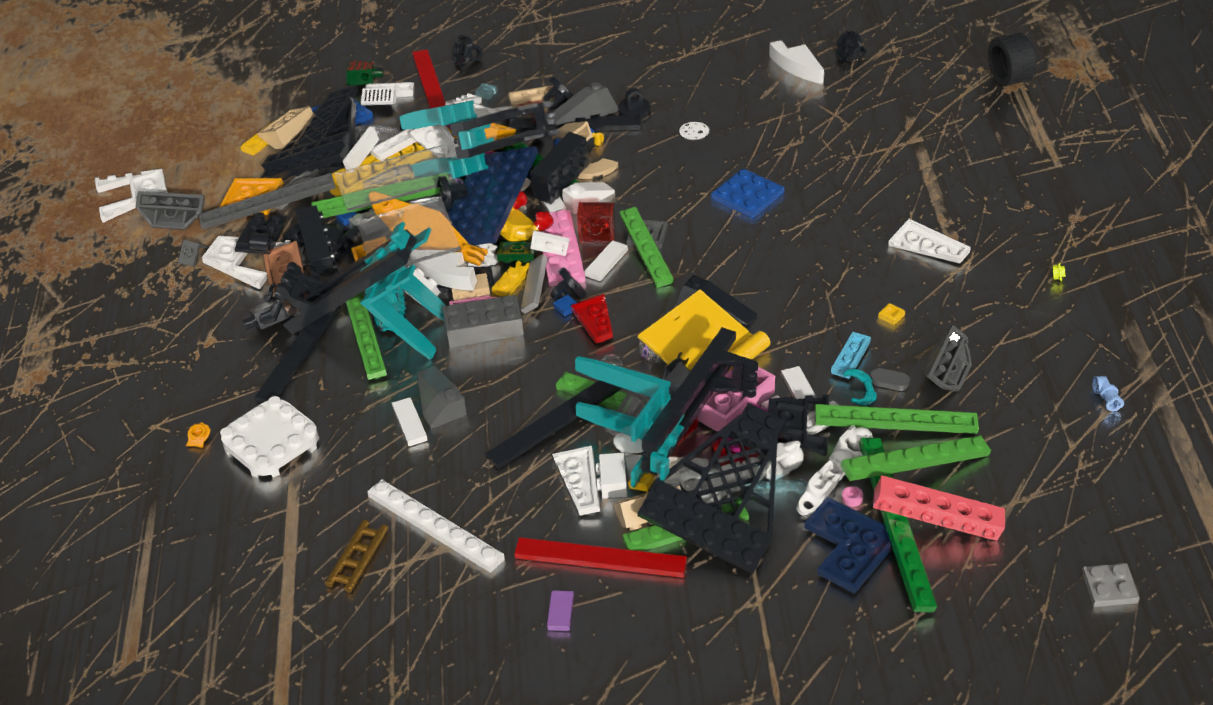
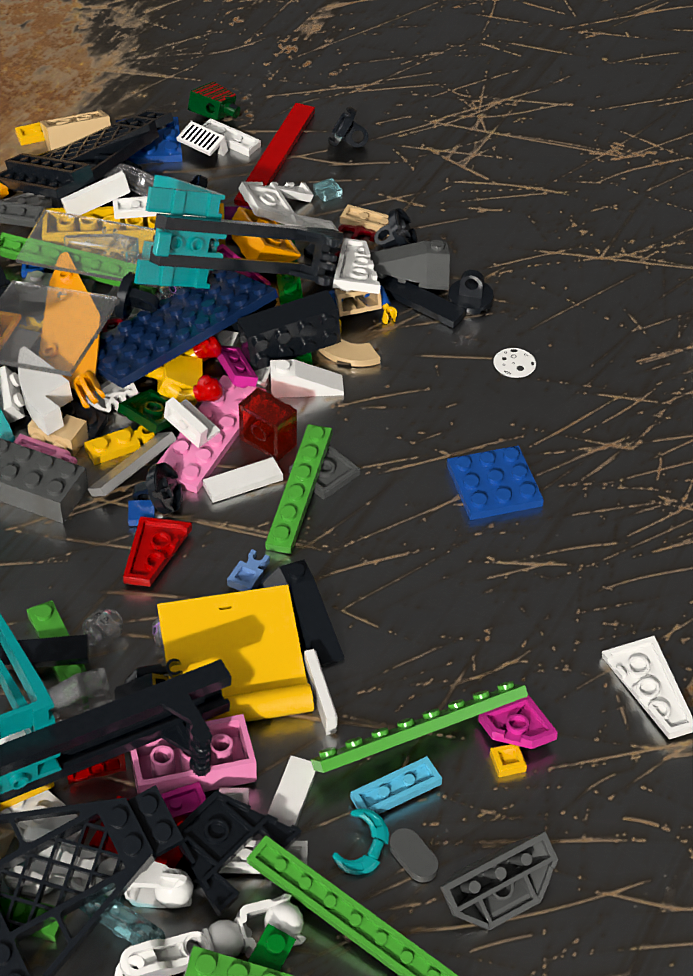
camera: 30 degrees right, 5 degrees up
(541, 204) = (237, 367): none -> dark pink plate
(566, 121) = (355, 268): none -> white wing
(662, 301) = (248, 575): none -> medium blue plate
(777, 339) = (320, 691): none -> white tile
(833, 323) = (410, 729): none -> bright green plate
(882, 293) = (518, 724): none -> dark pink plate

